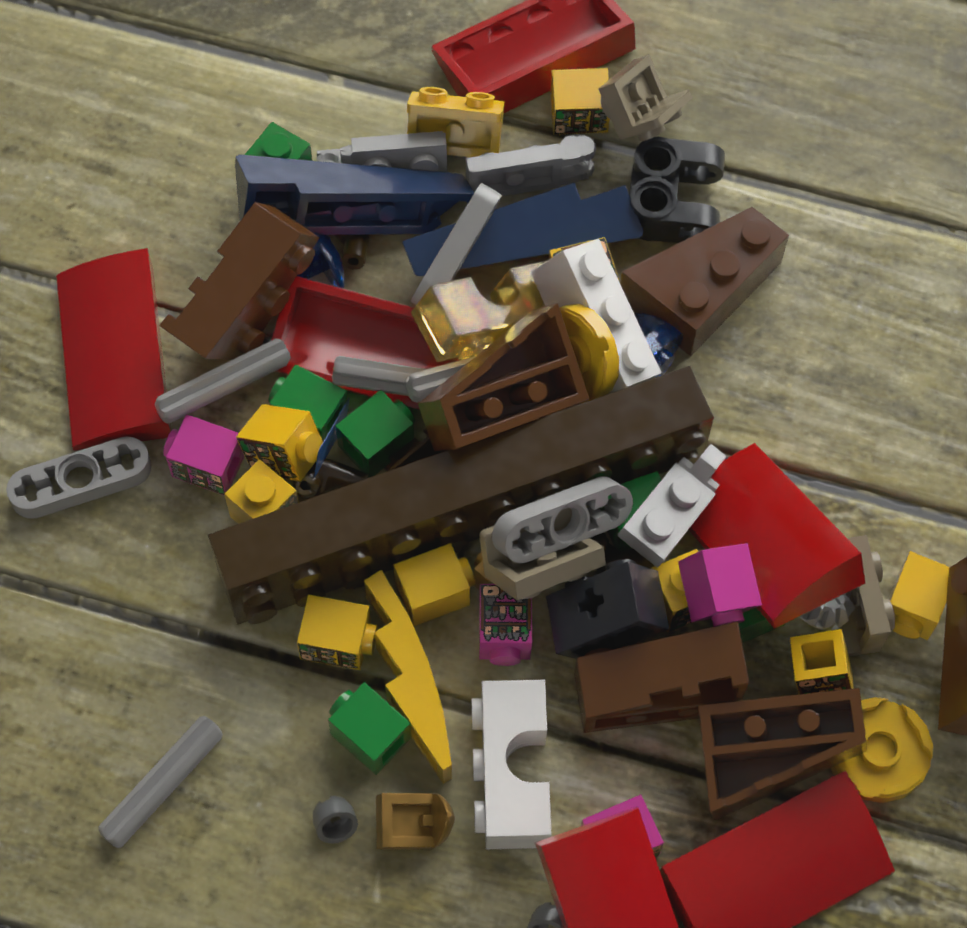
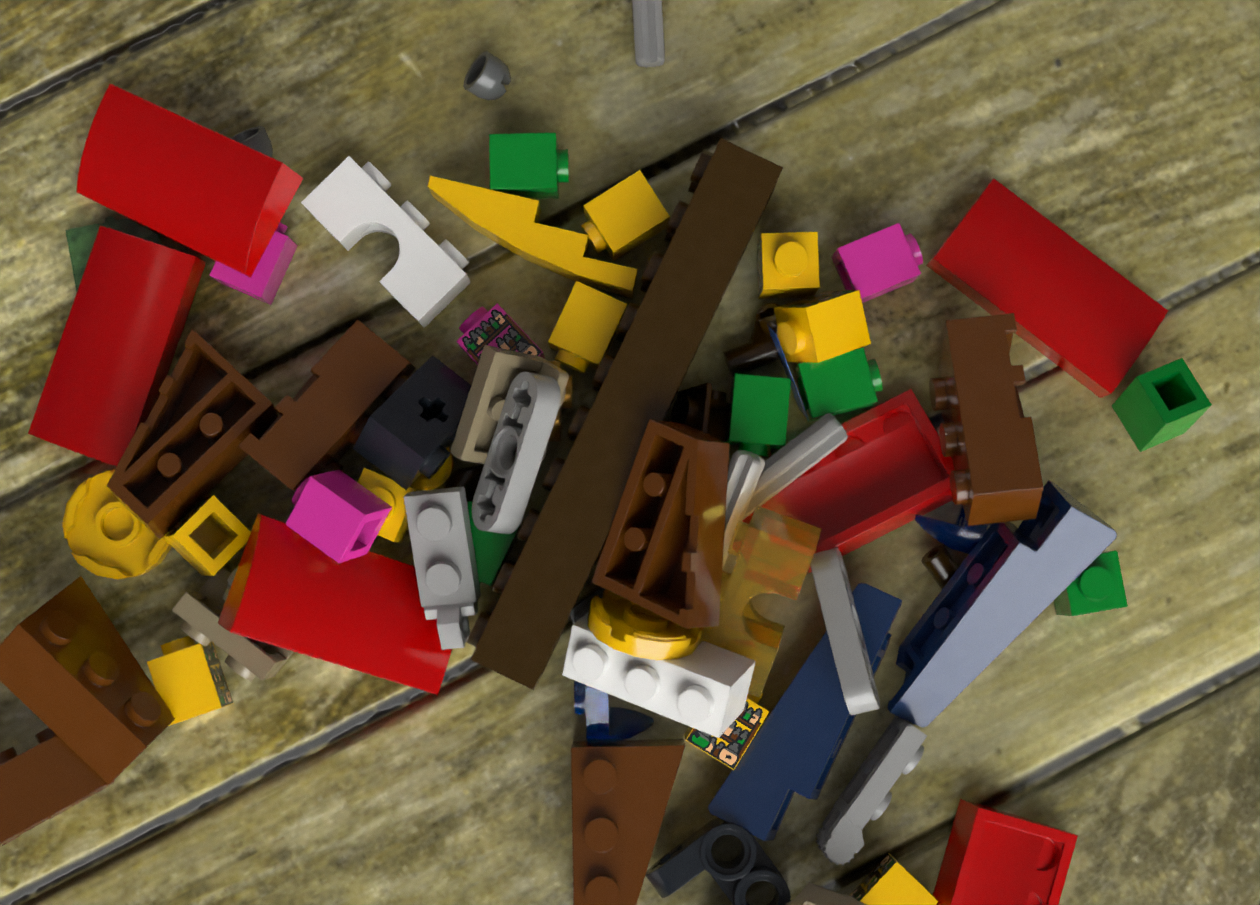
camera: 135 degrees right, 20 degrees up
(61, 466) = (964, 117): light grey beam -> none
(125, 215) = (1161, 404): none -> green brick
(222, 381) = (923, 332): light grey axle -> none
(405, 151) = (1002, 679): light grey hinge -> none
(412, 821) = (424, 127): pearl gold plate -> none
(469, 122) = (975, 768): yellow bracket -> none

